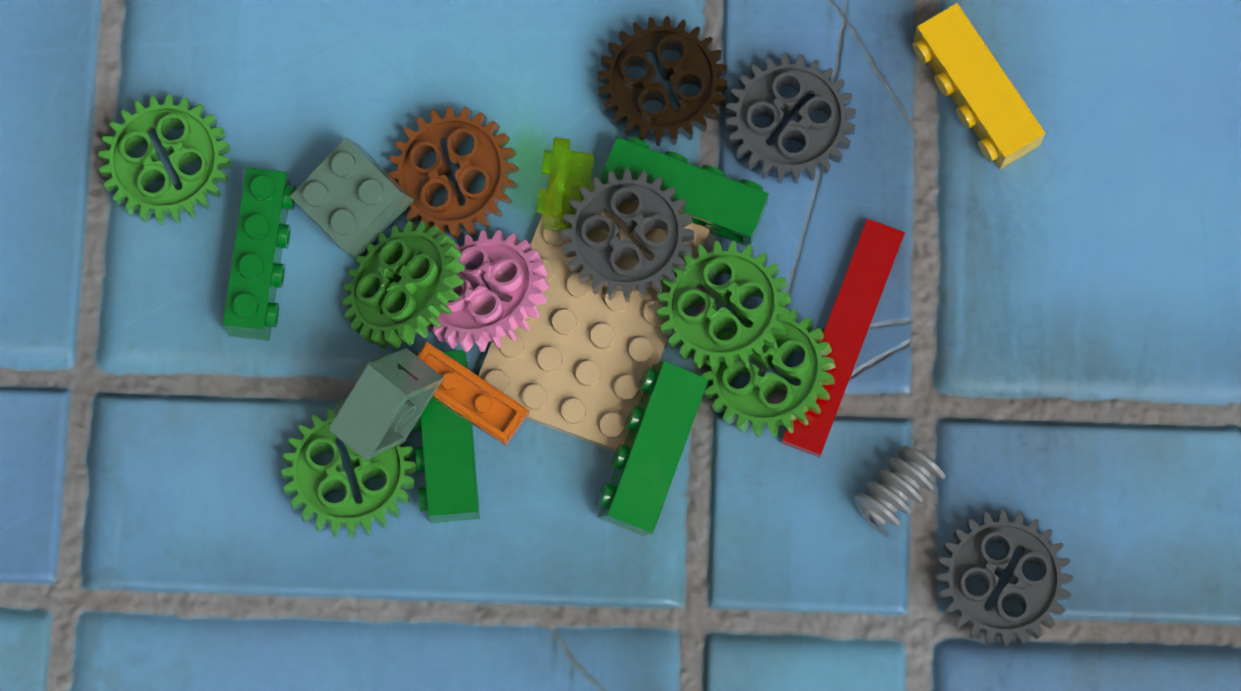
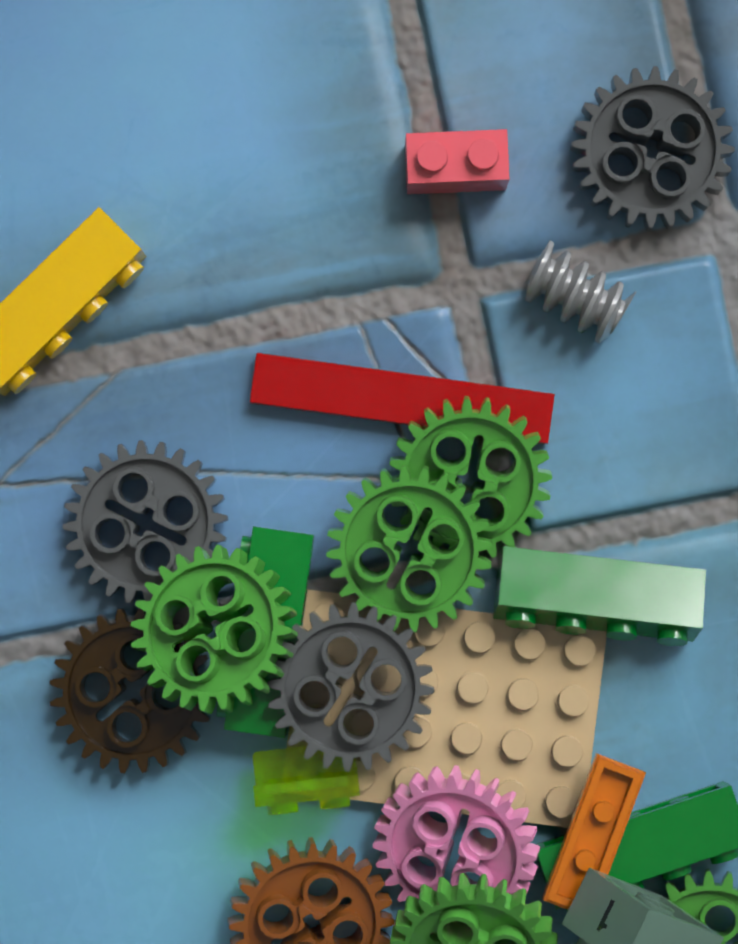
camera: 105 degrees left, 10 degrees up
(728, 138) = (230, 671): none -> bright green gear
(1025, 419) = (457, 161): none -> coral brick

